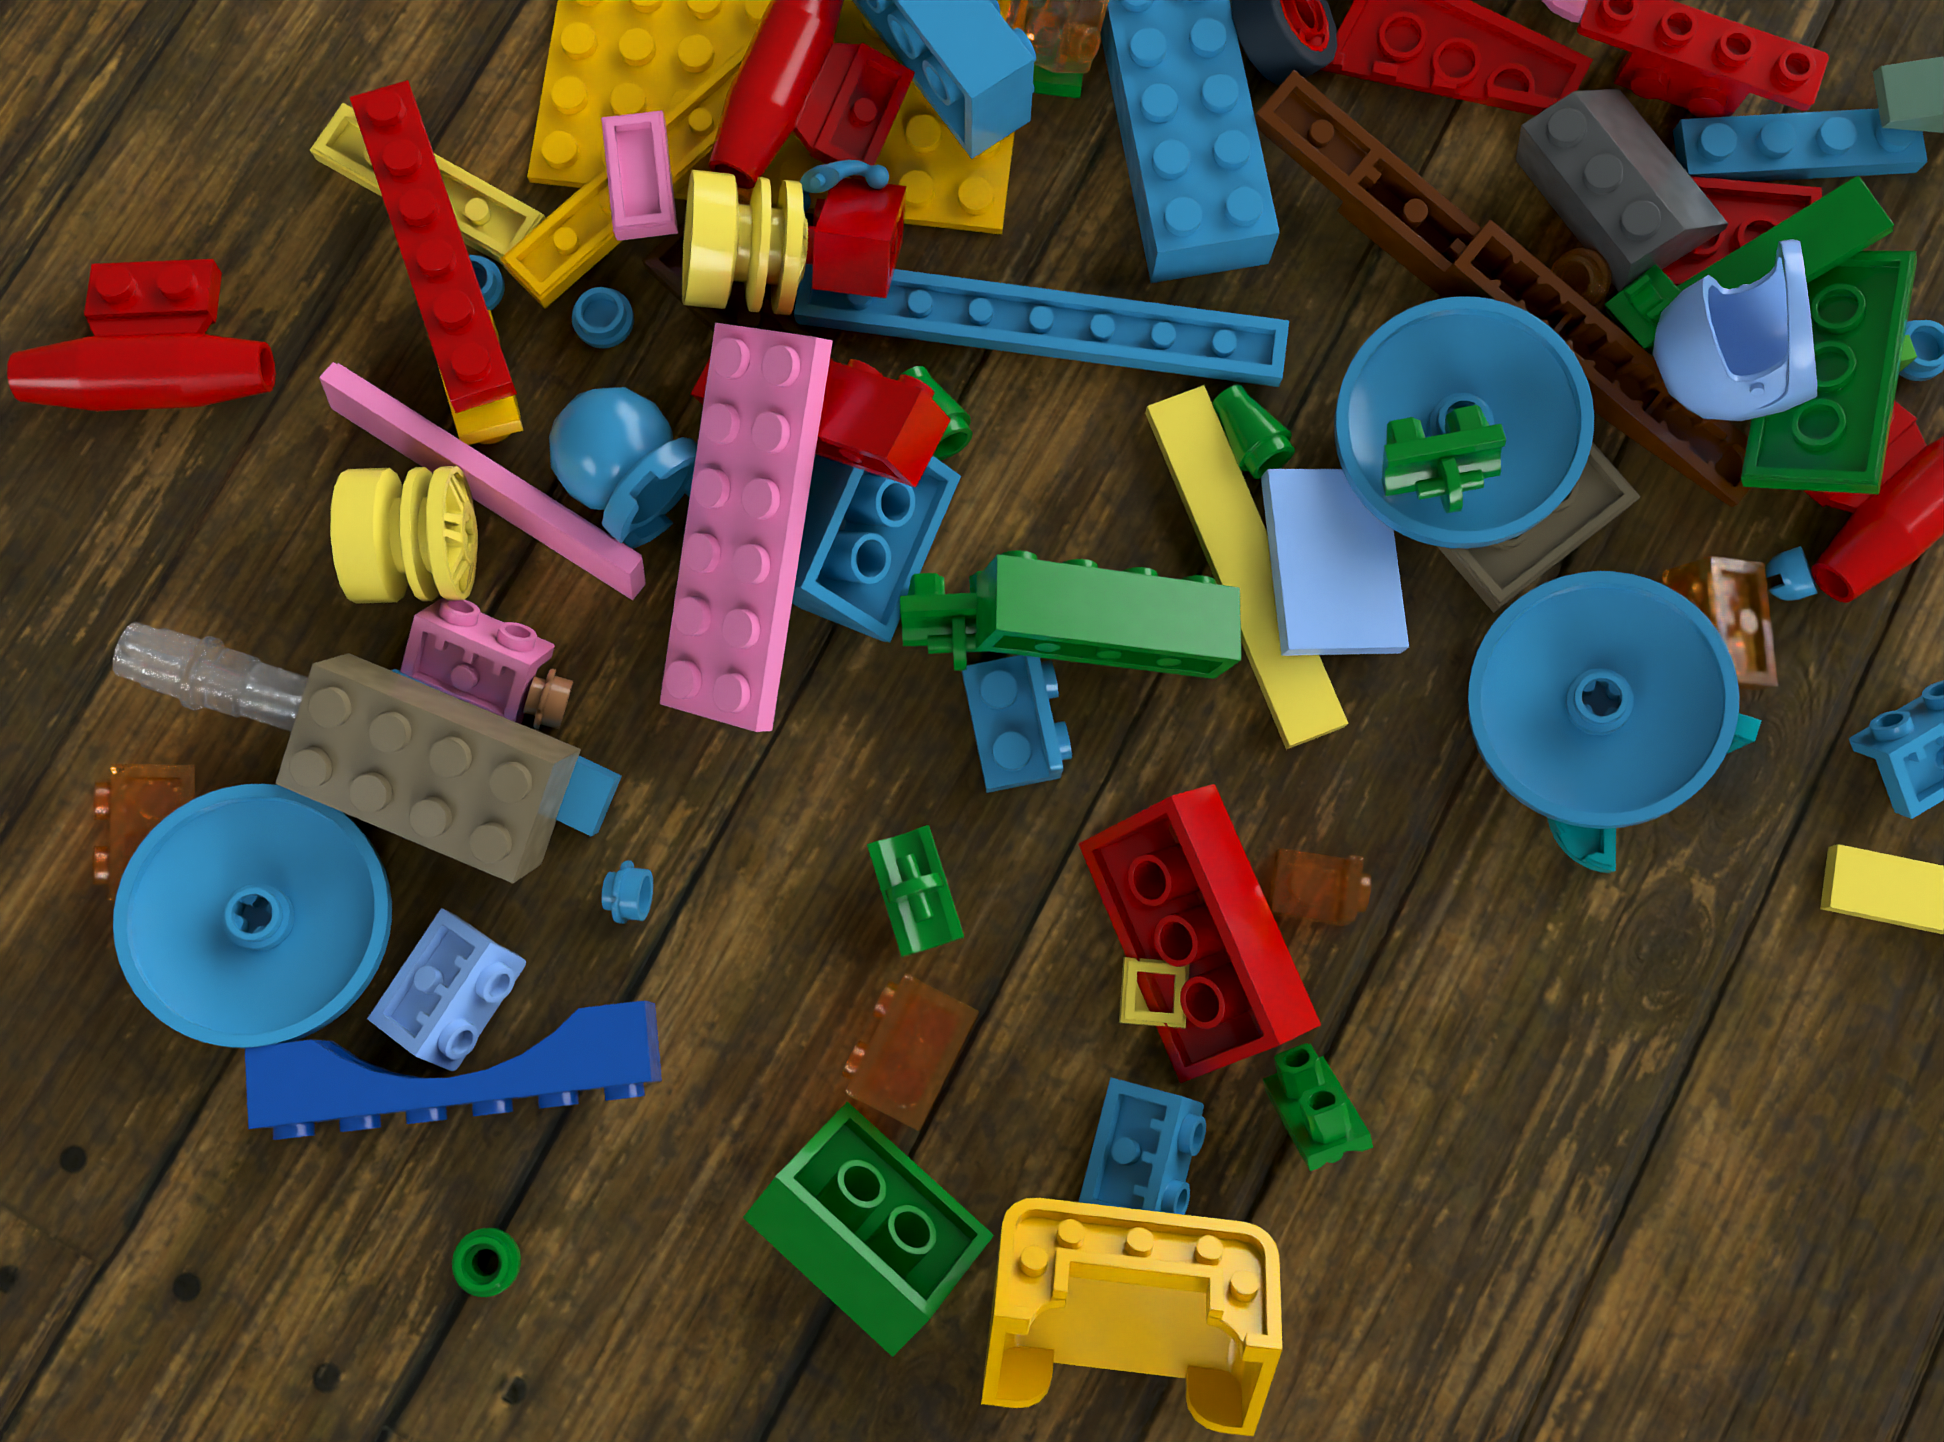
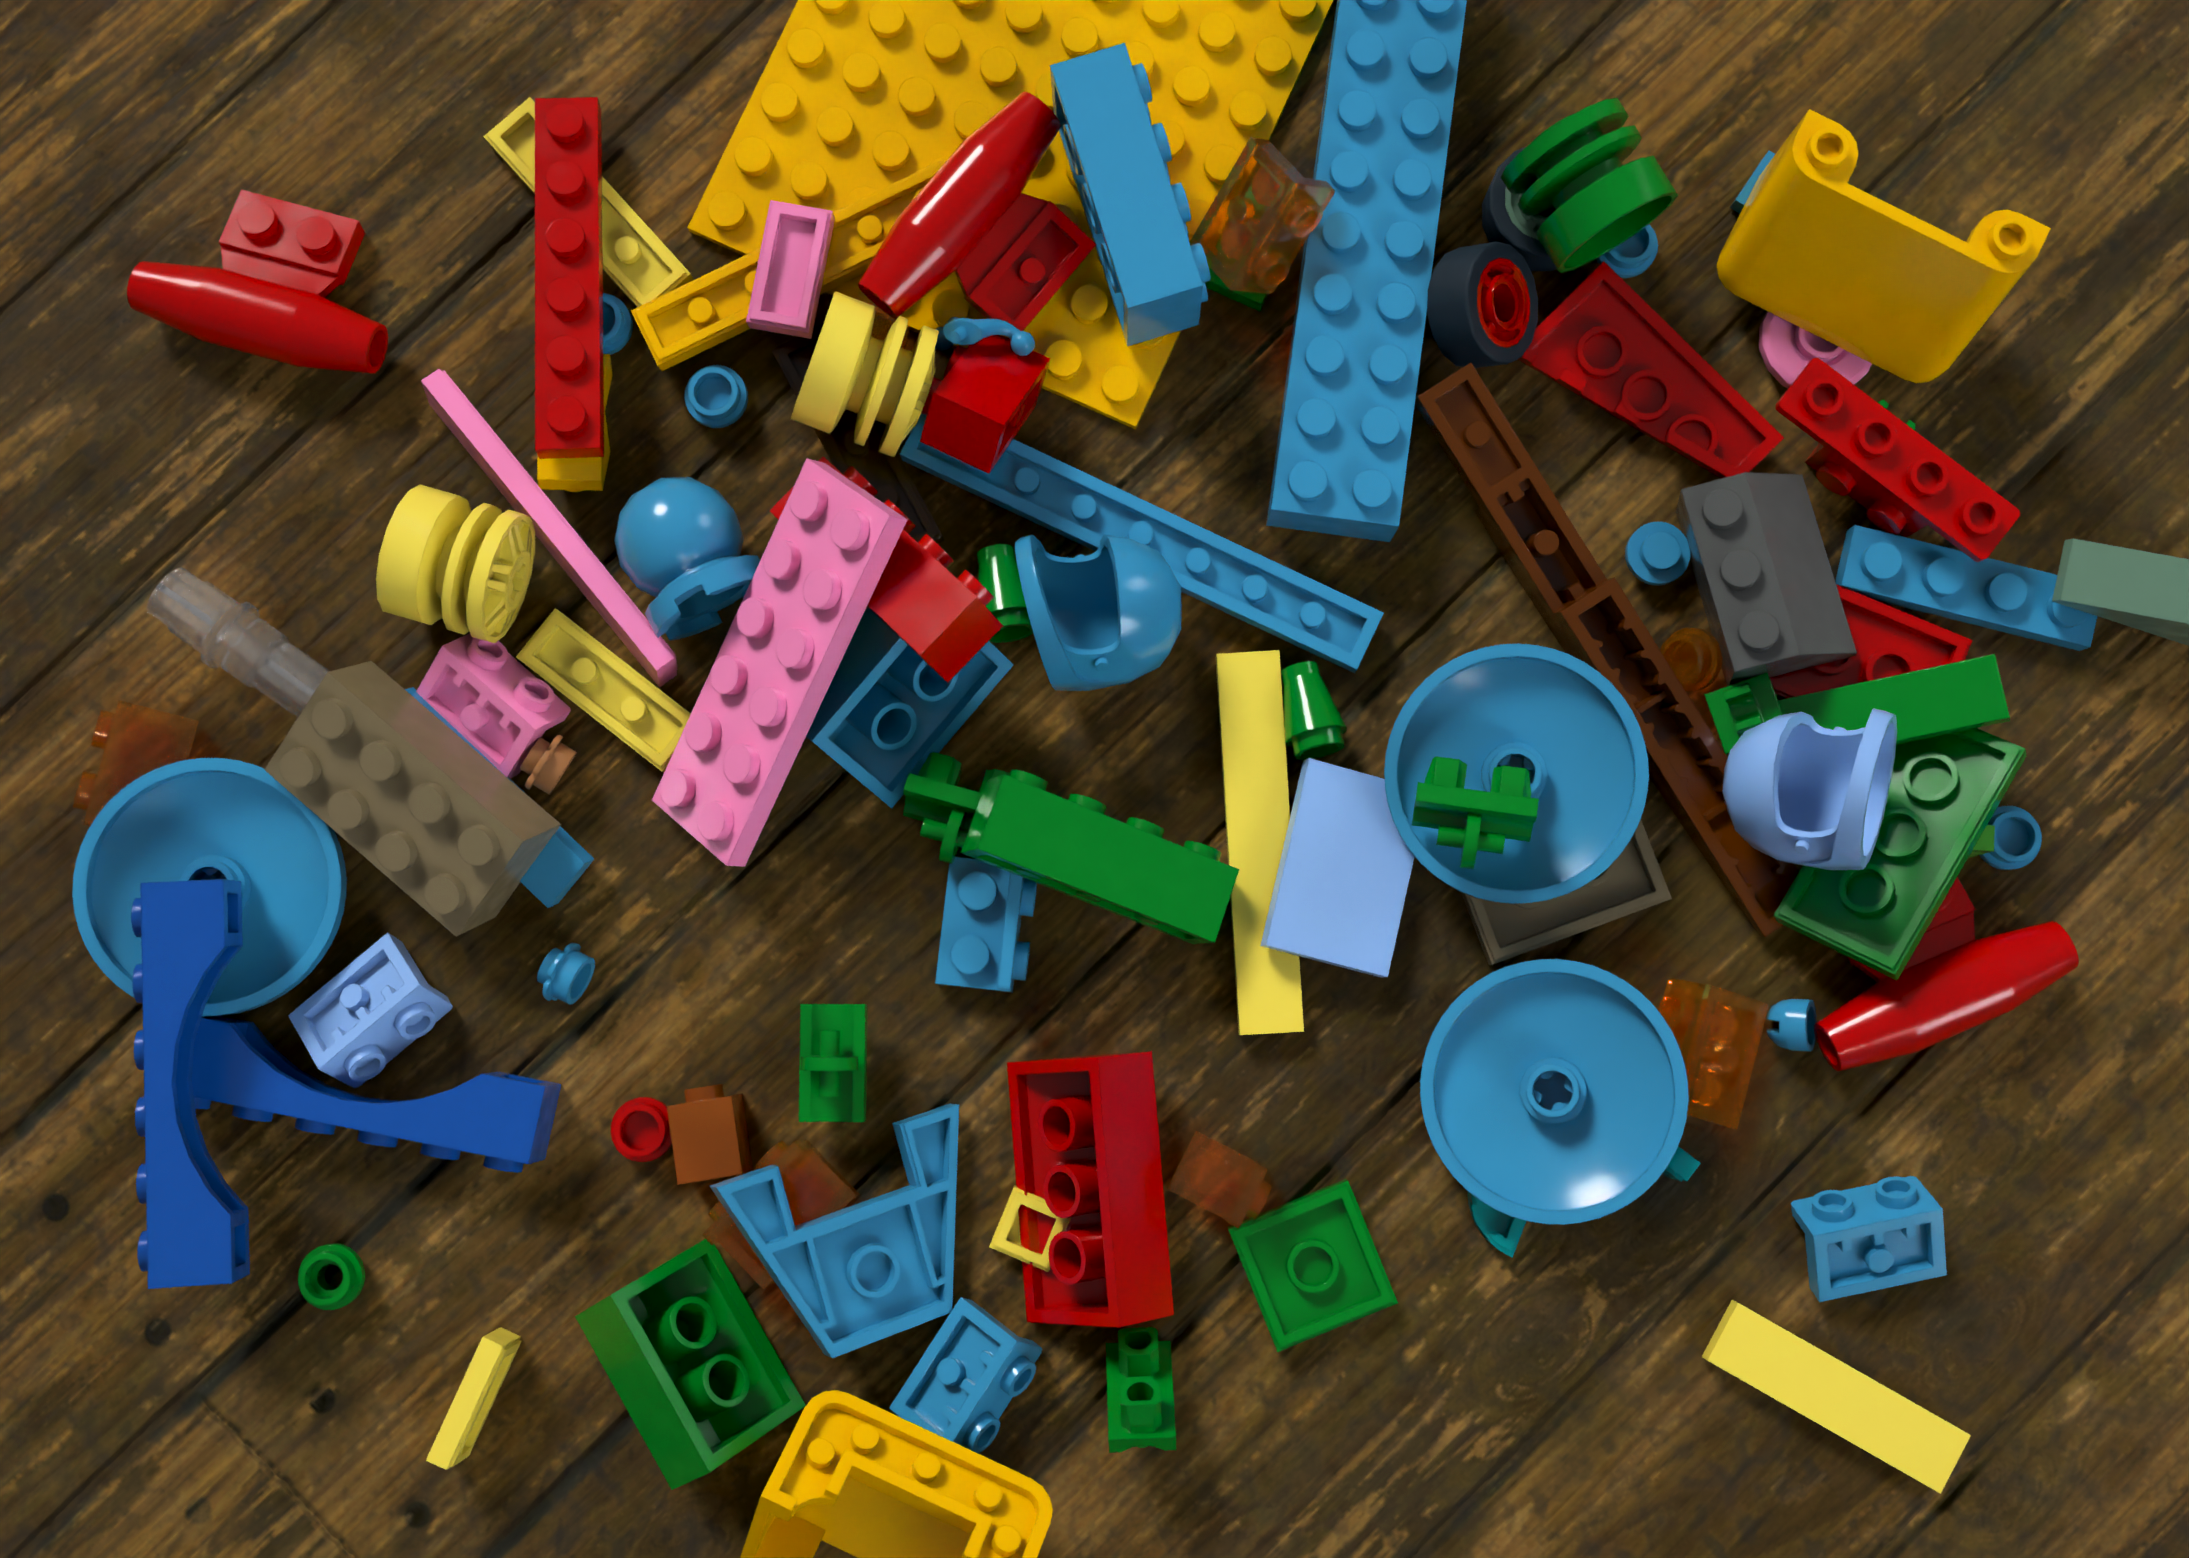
camera: 25 degrees right, 5 degrees up
(334, 1239) = (193, 1216): none -> blue arch
(583, 615) = (606, 688): none -> light yellow tile
(667, 1334) = (474, 1398): none -> light yellow tile
(750, 1018) = (641, 1129): none -> red plate
(817, 1000) = (709, 1135): none -> dark orange brick
(1012, 1073) = (869, 1264): none -> dark azure wing
(1035, 394) = (1100, 614): none -> dark azure piece
(1431, 940) = (1312, 1265): none -> green tile
(1514, 197) = (1657, 553): none -> dark azure plate

